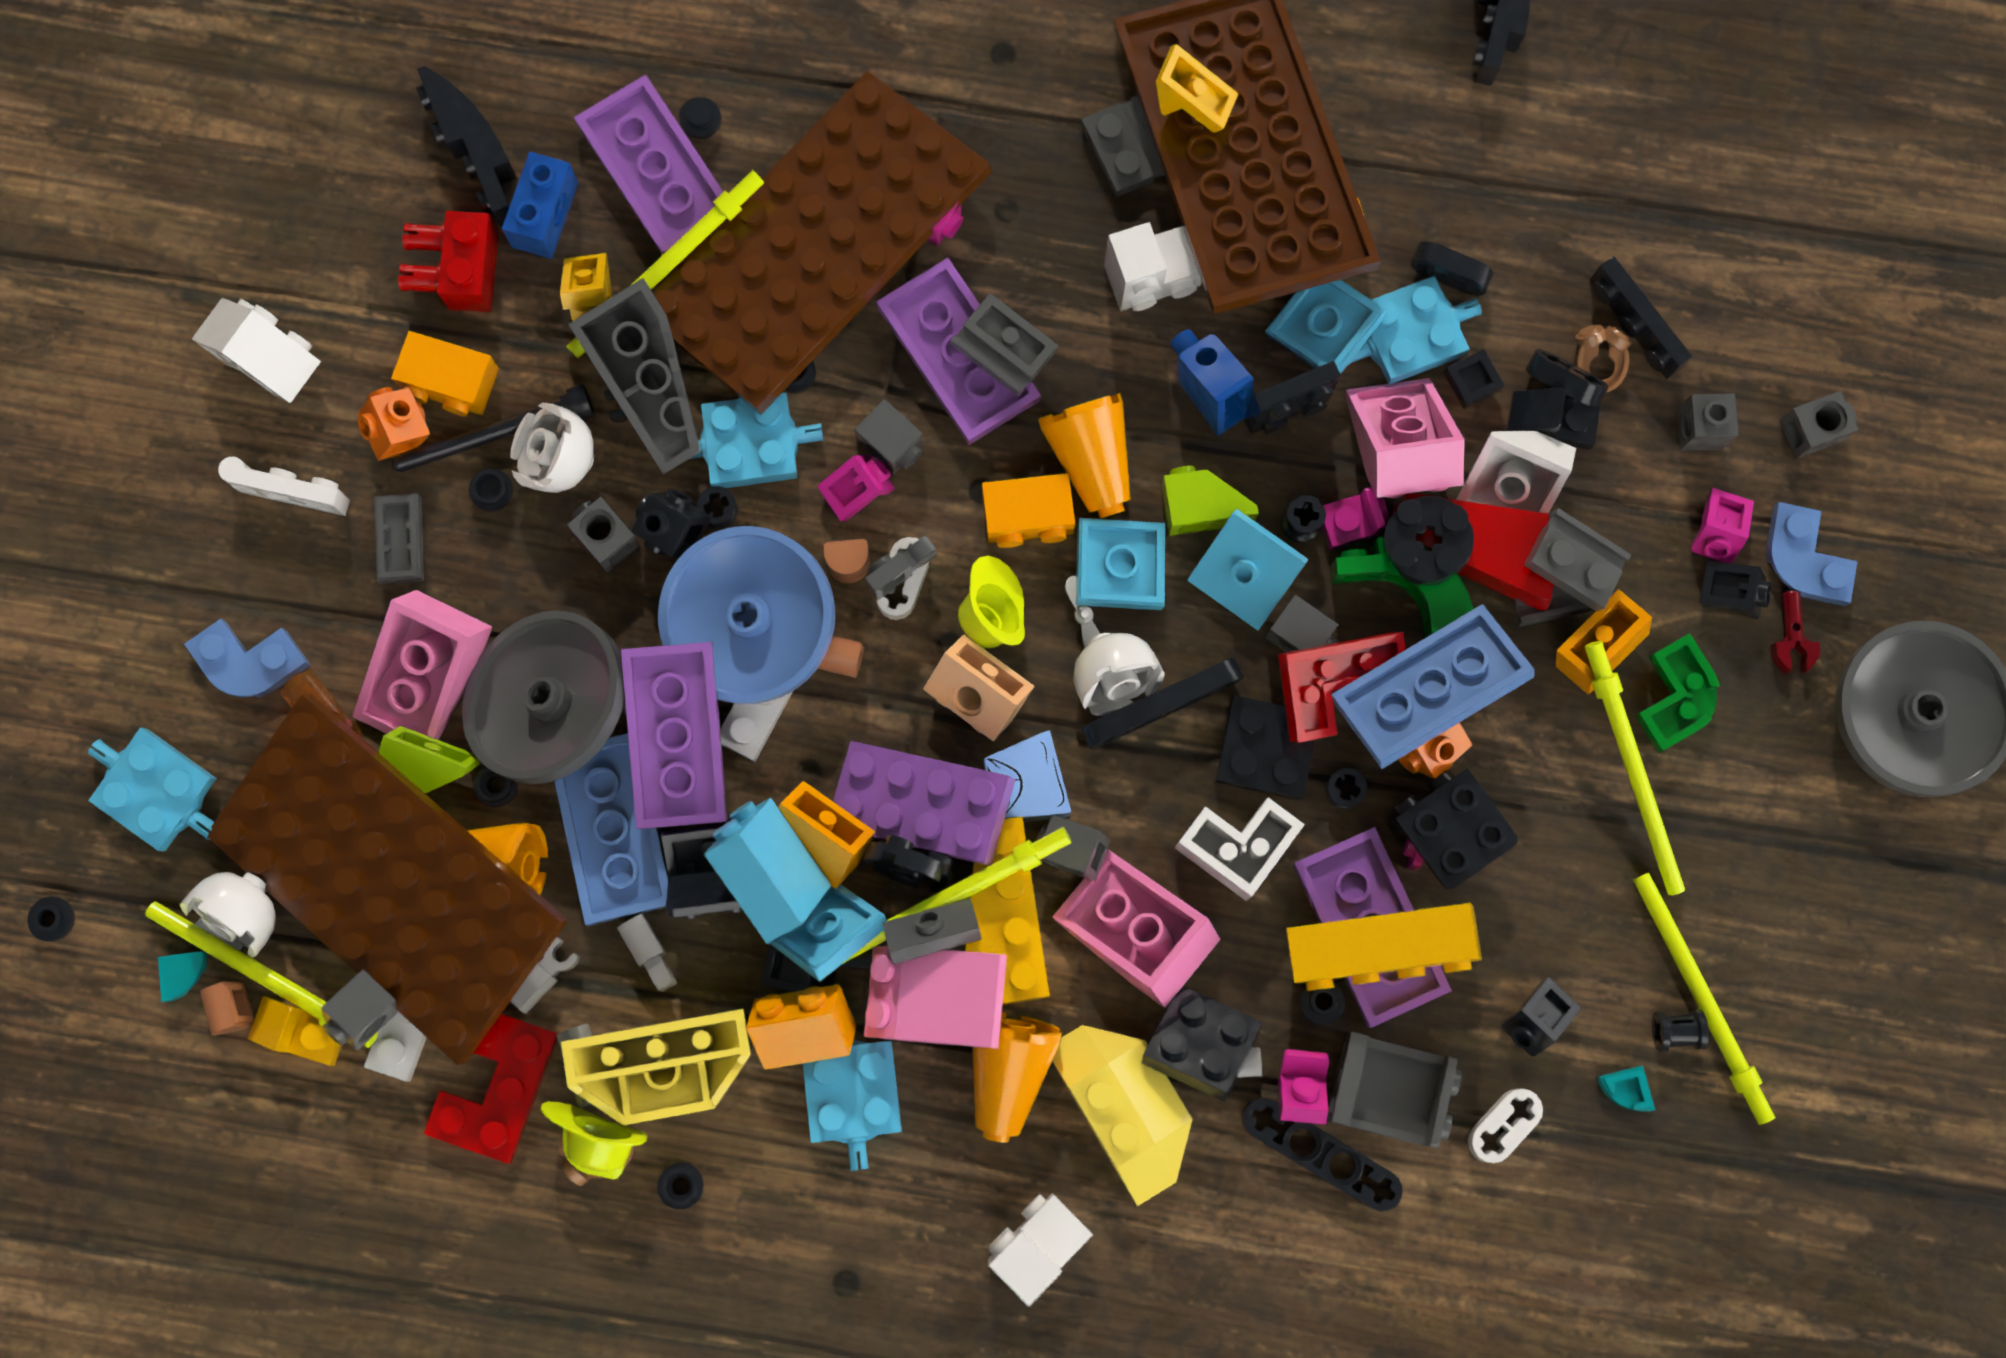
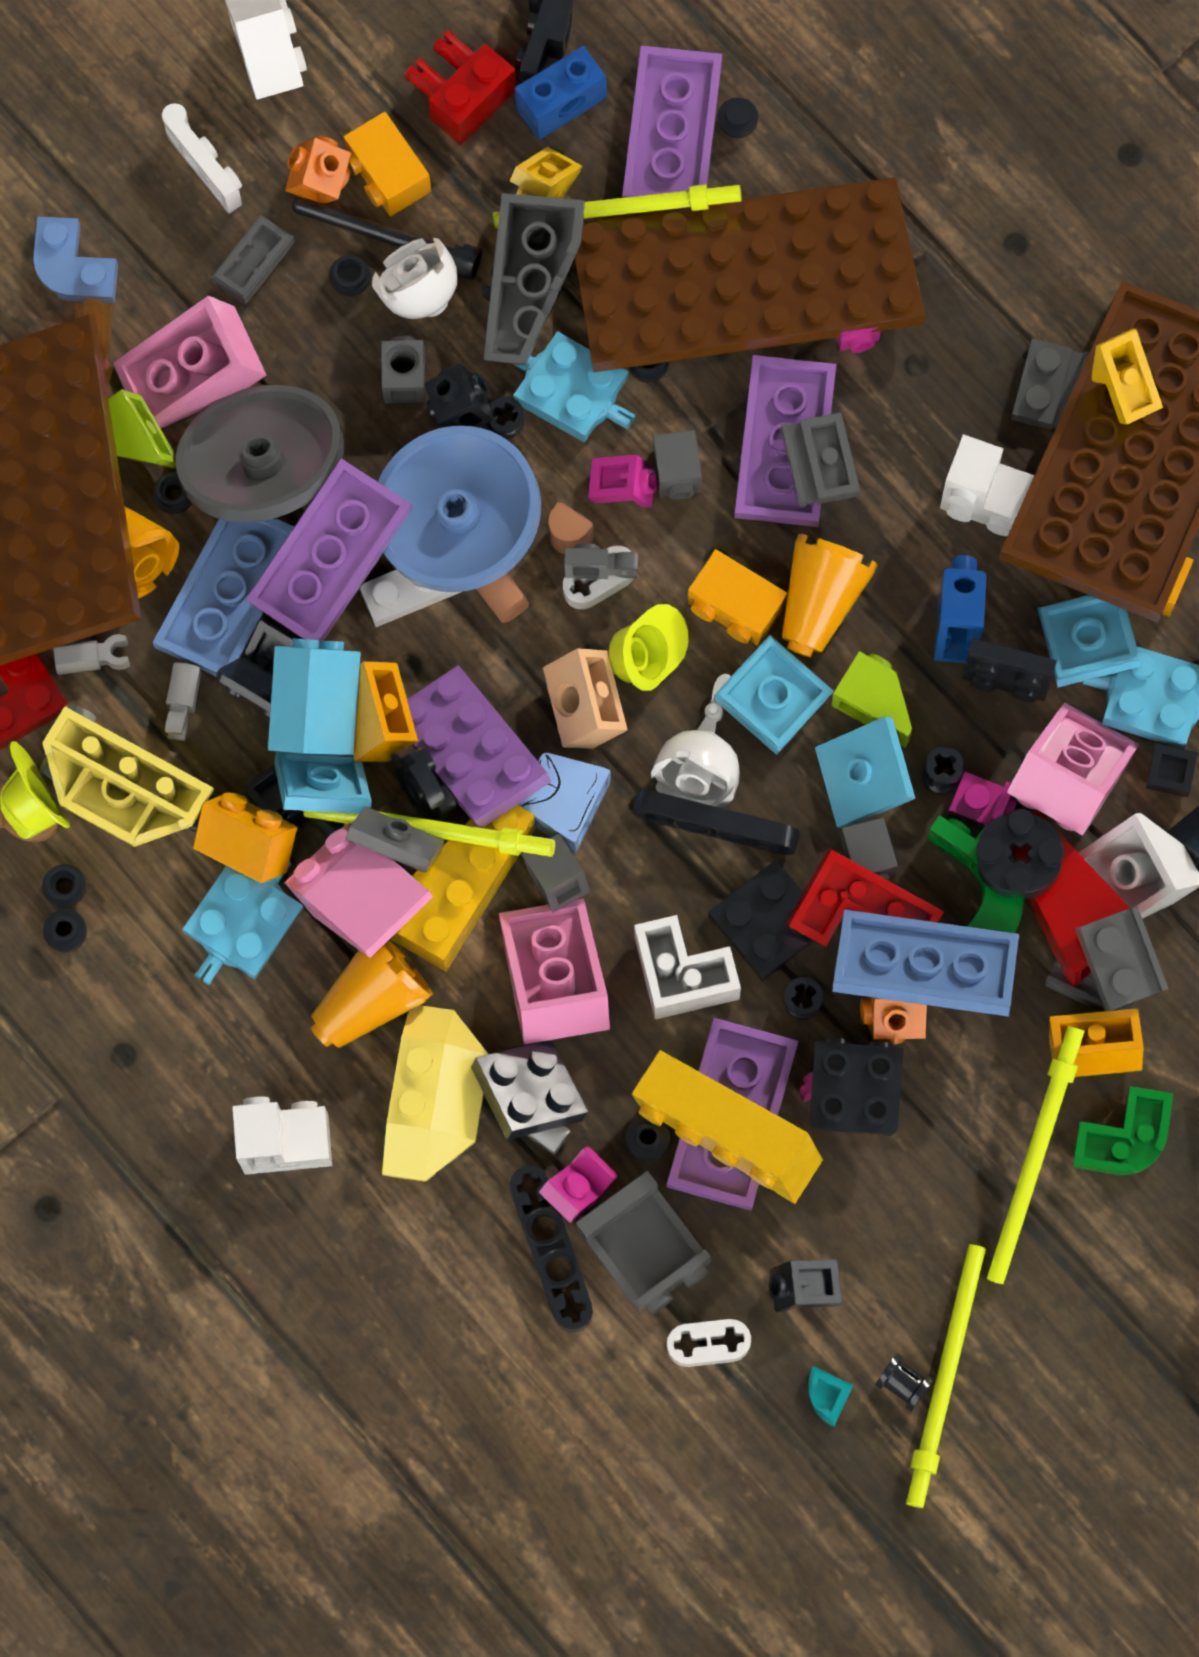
camera: 45 degrees right, 5 degrees down
(727, 1218) = (74, 939): none -> black plate

